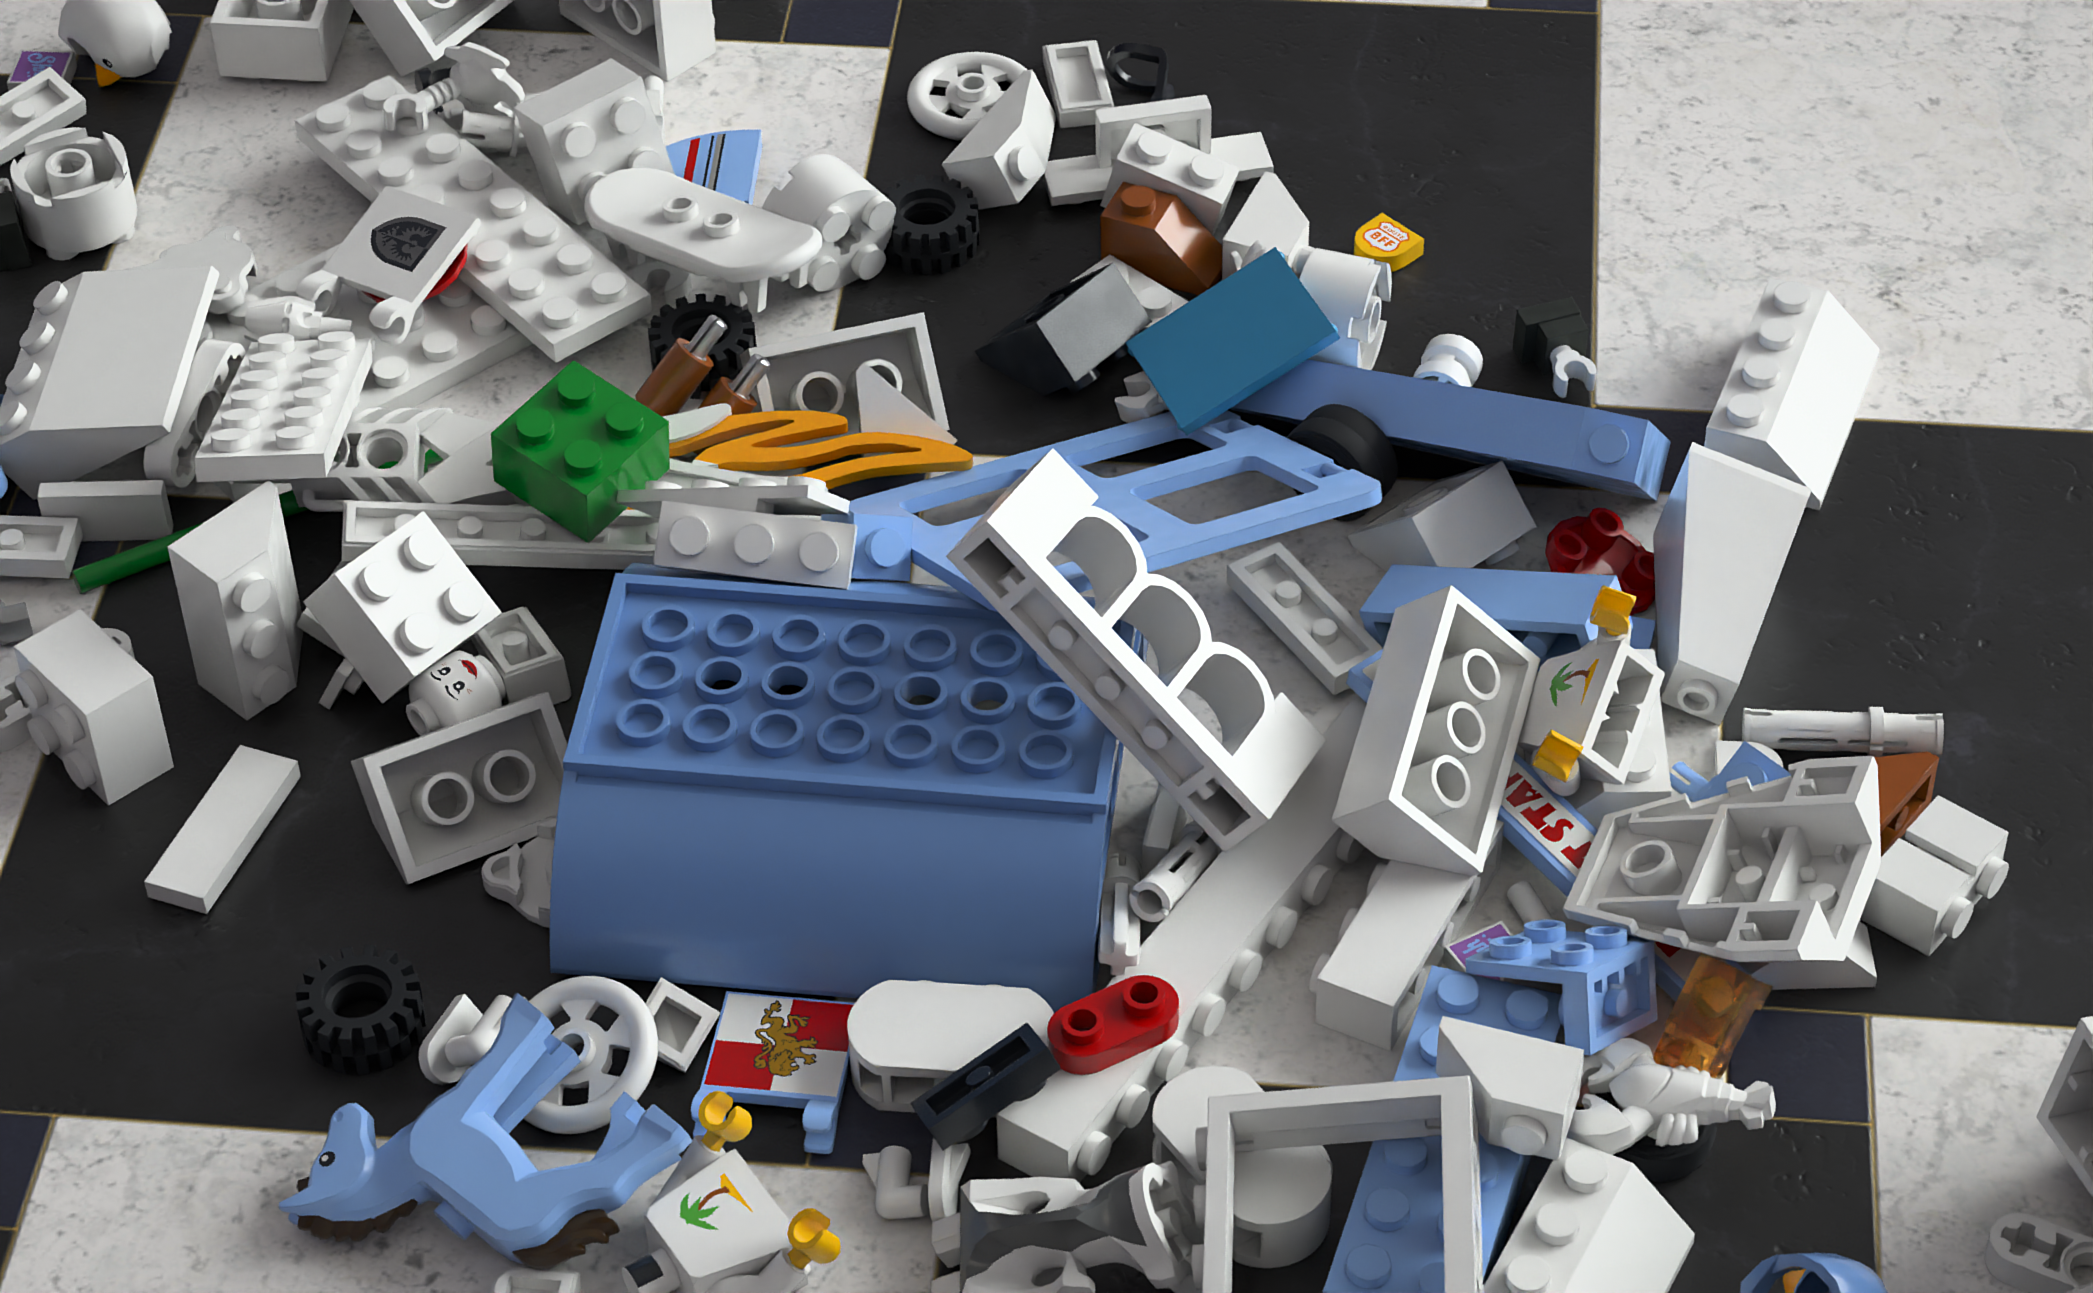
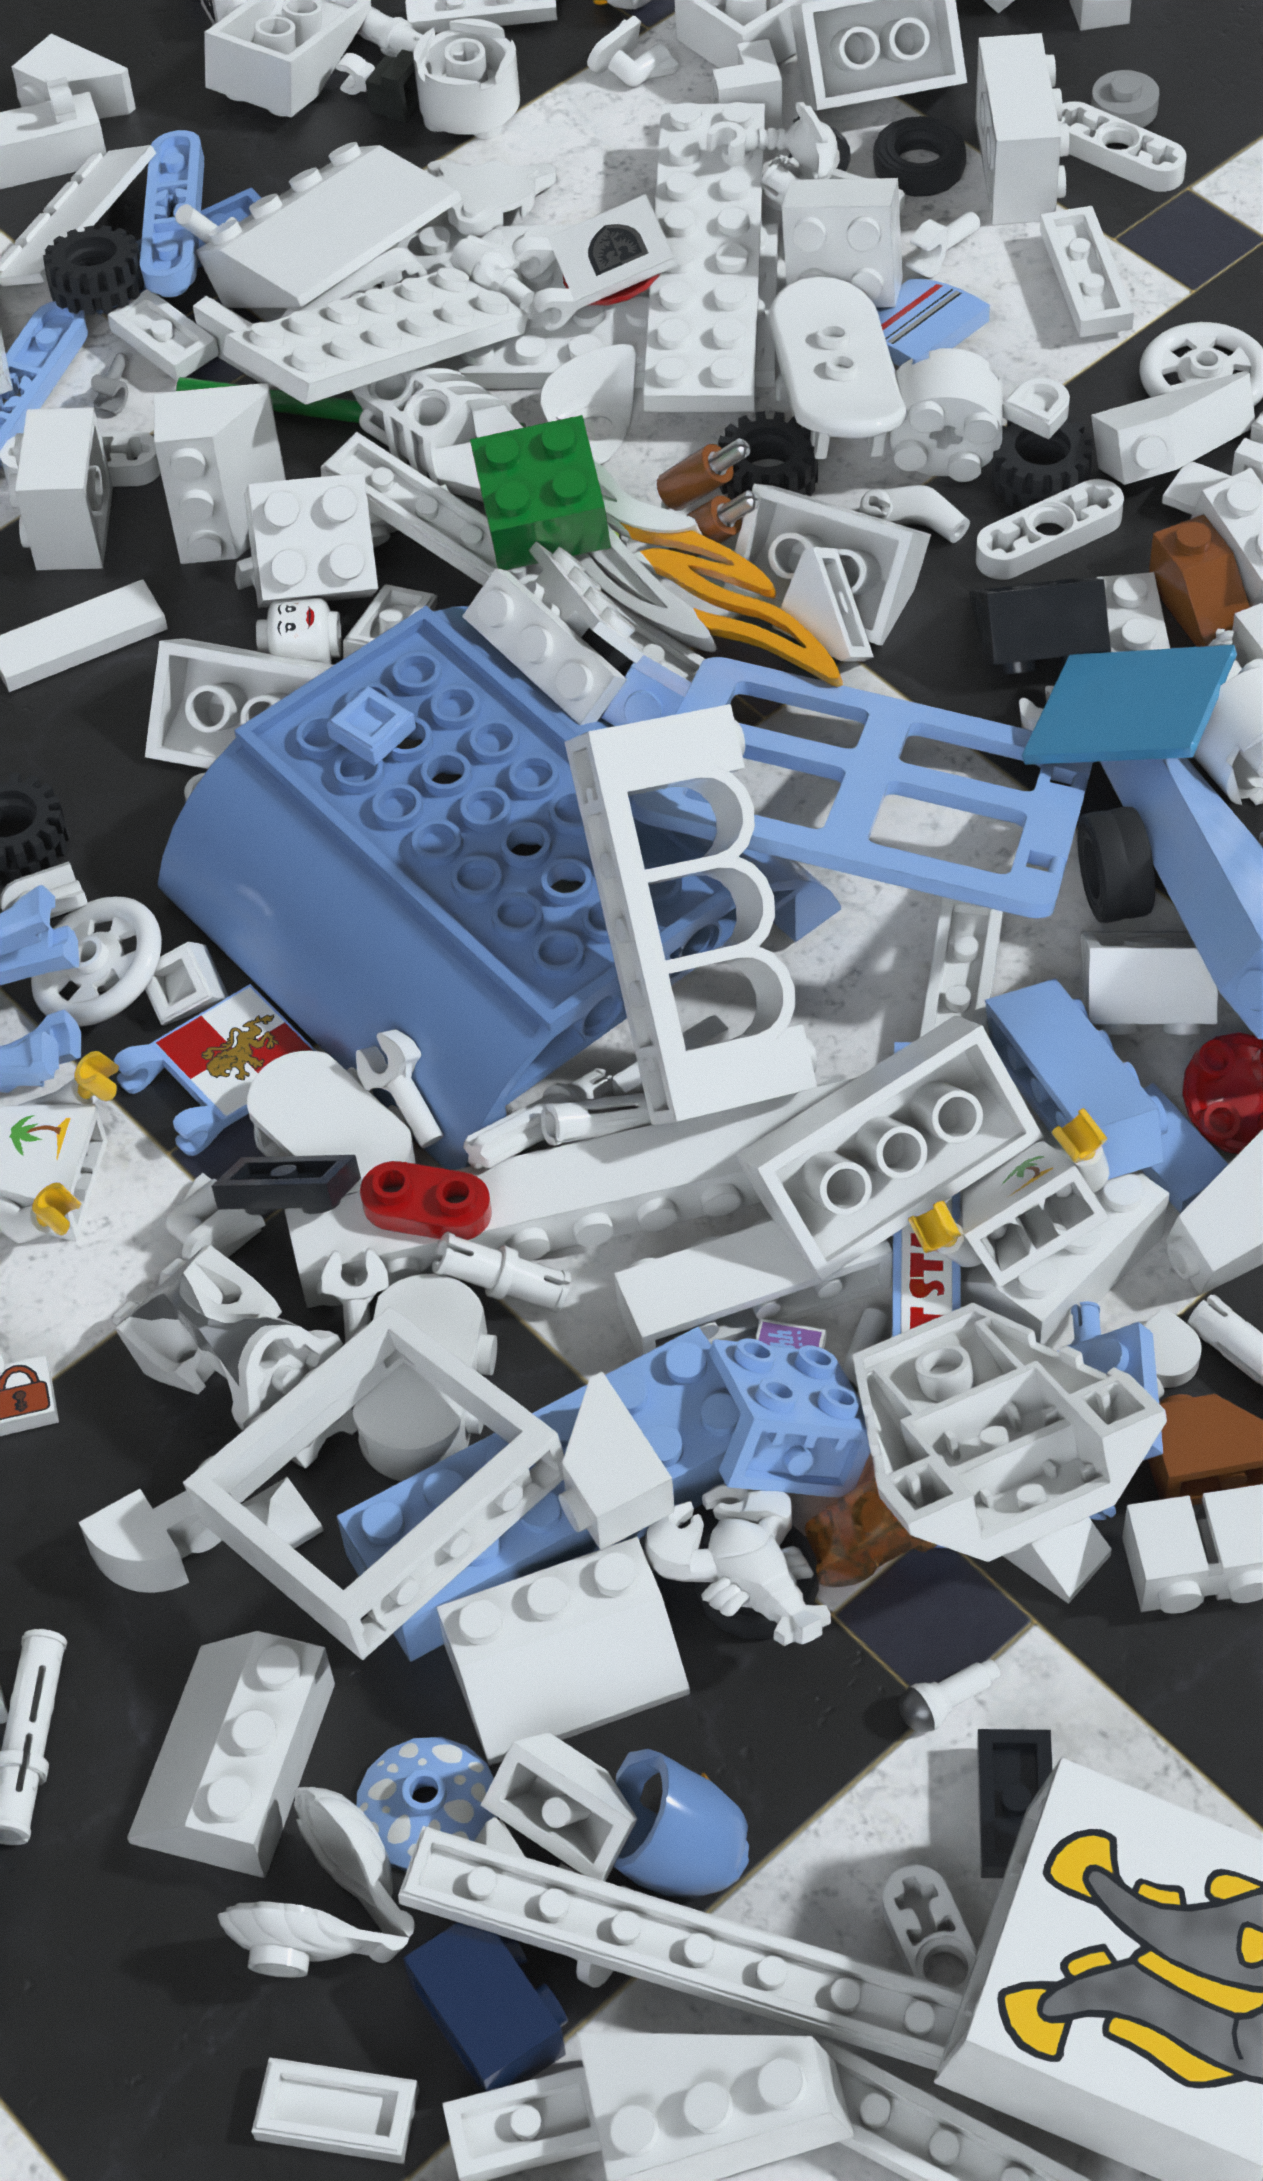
camera: 45 degrees right, 10 degrees up
(212, 119) = (613, 53): none -> white piece
(350, 61) = (752, 81): none -> white piece
(483, 371) = (595, 386): none -> white piece
(545, 38) = (918, 134): none -> black tyre
(688, 683) = (371, 725): none -> light blue tile
(798, 71) = (1086, 271): none -> white plate
(867, 307) = (916, 506): none -> white arm
(898, 176) = (1038, 406): none -> white tile
(984, 957) = (397, 1079): none -> white bar
(992, 290) = (1034, 548): none -> white beam
(1127, 1138) = (358, 1296): none -> white bar
(1219, 1043) = (501, 1272): none -> white pin
(1872, 1115) = (928, 1704): none -> white piece
(2002, 1129) = (1010, 1774): none -> black plate

